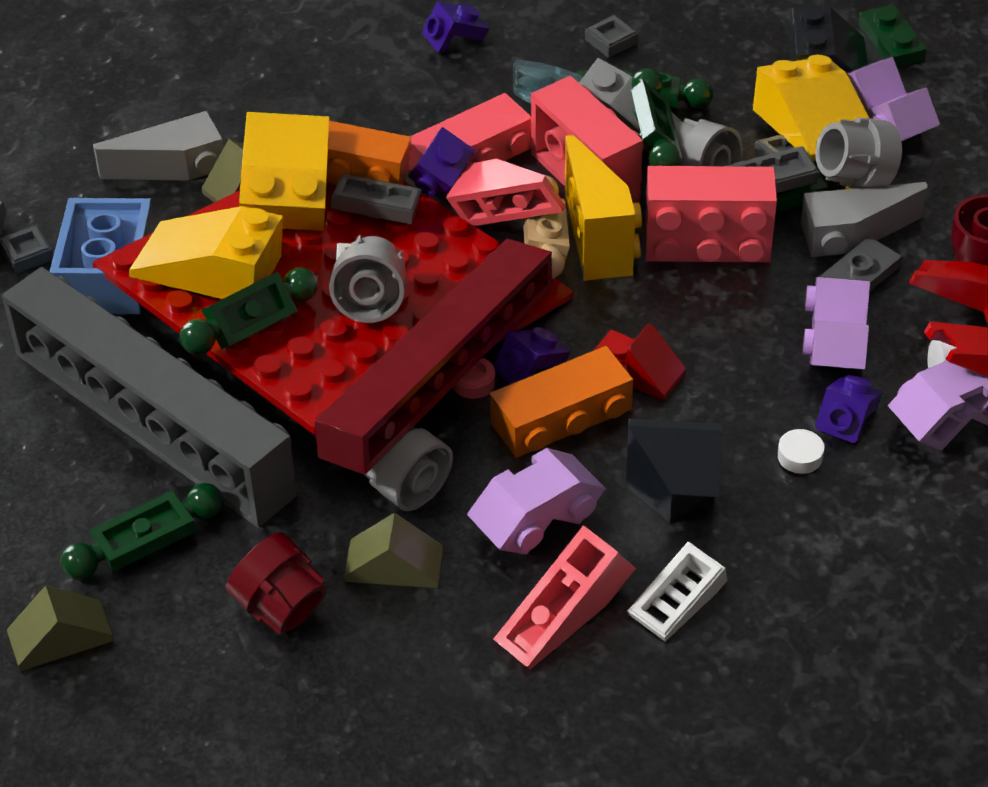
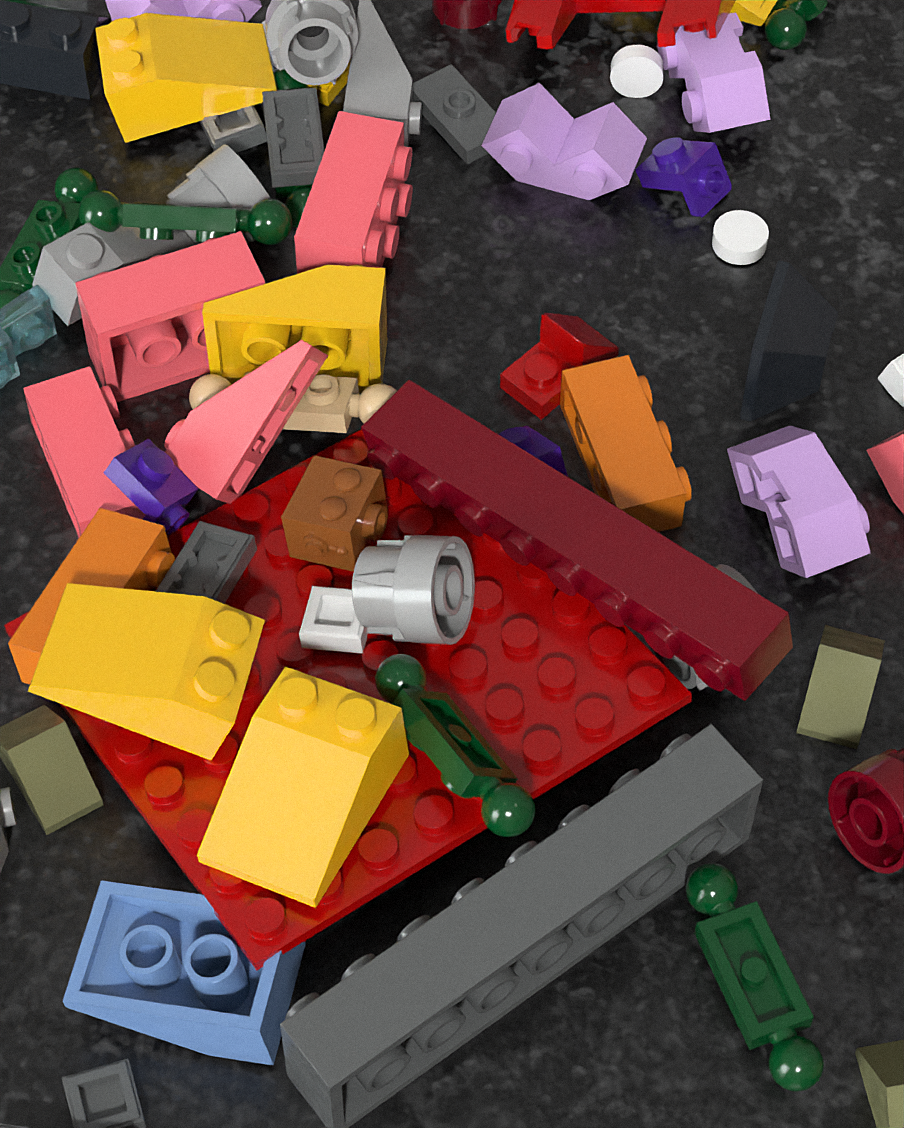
camera: 80 degrees left, 10 degrees up
(440, 246) = (335, 513): none -> dark orange head

